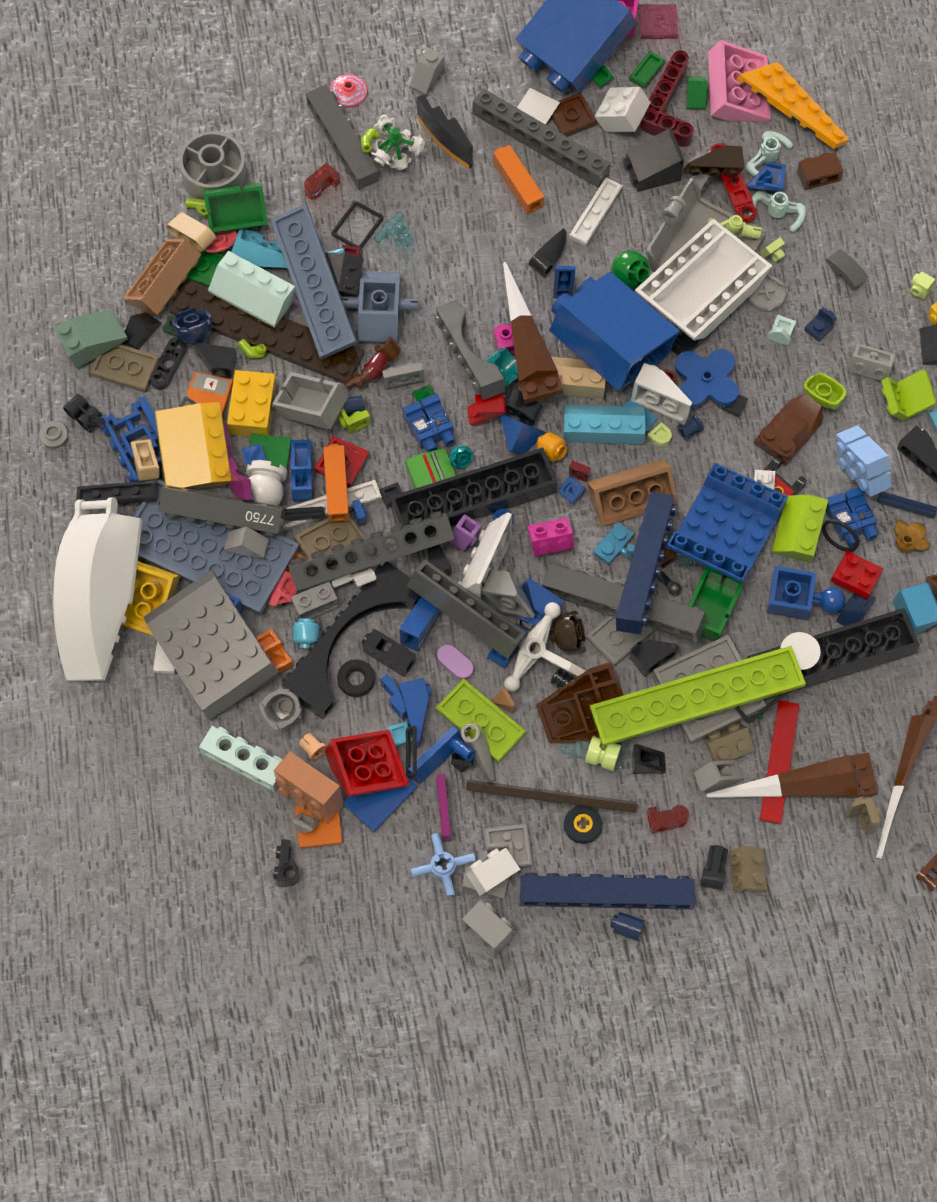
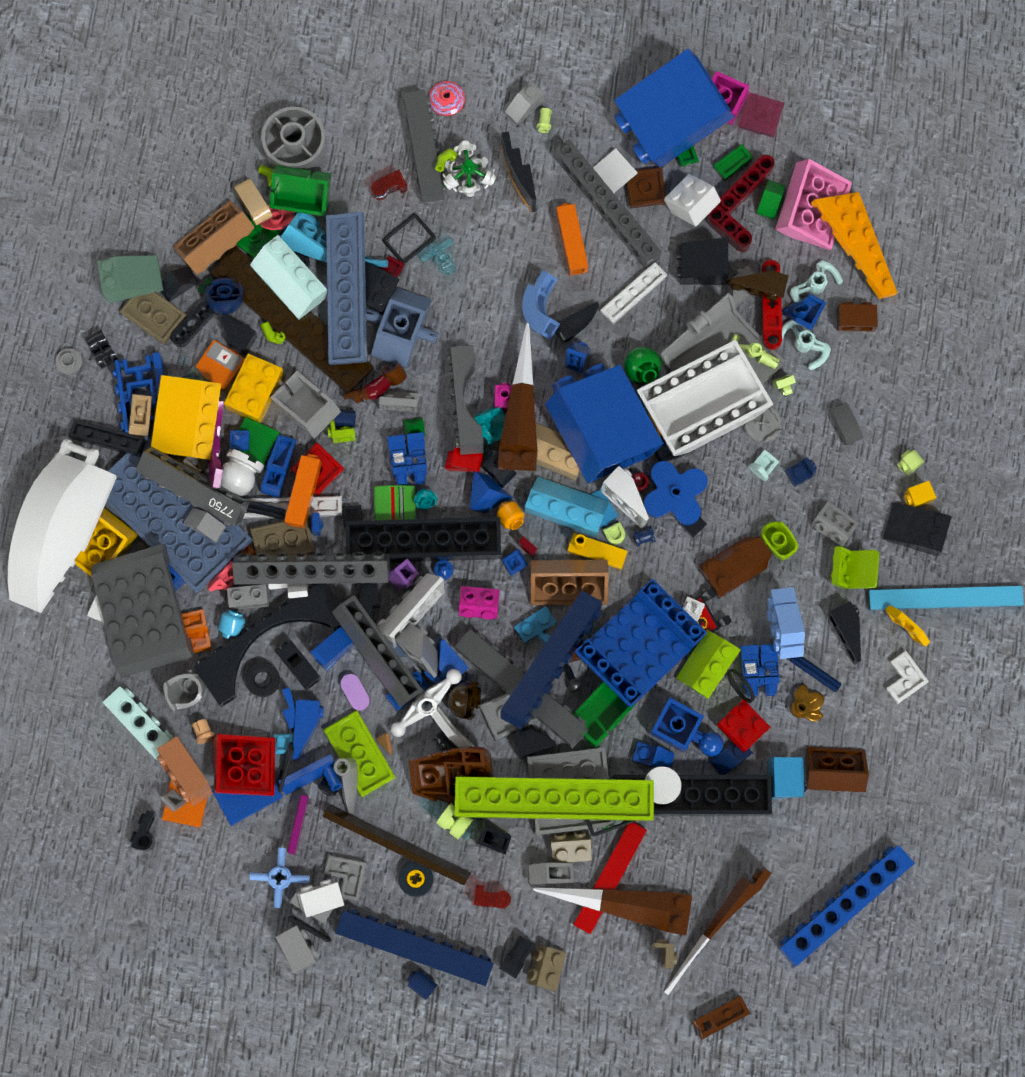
camera: 15 degrees right, 10 degrees up
(453, 86) = (544, 120): none -> yellowish green pin
(503, 245) = (535, 305): none -> medium blue arch
(515, 906) = (308, 928): none -> black piece
(634, 456) = (597, 550): none -> yellow piece
(776, 631) = (652, 756): none -> blue slope

